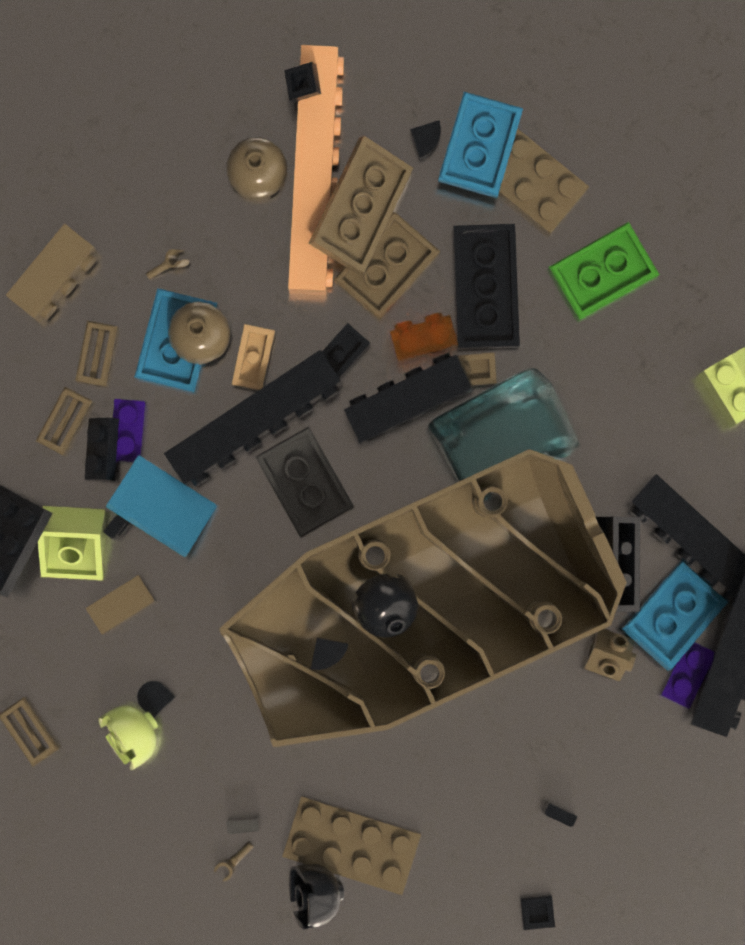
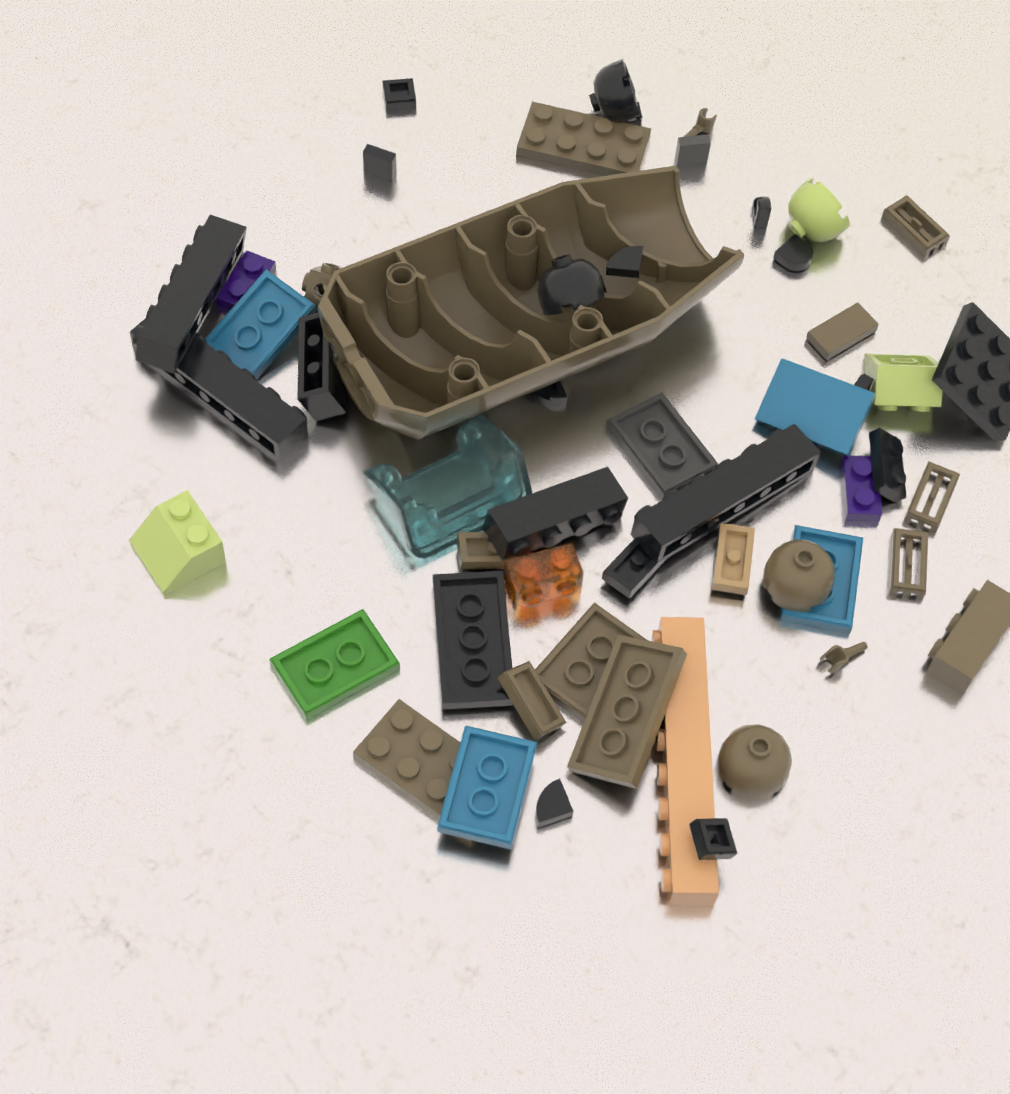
camera: 175 degrees right, 25 degrees down
(181, 750) = (761, 211): none -> black tile
(439, 224) = (531, 700): none -> dark tan tile

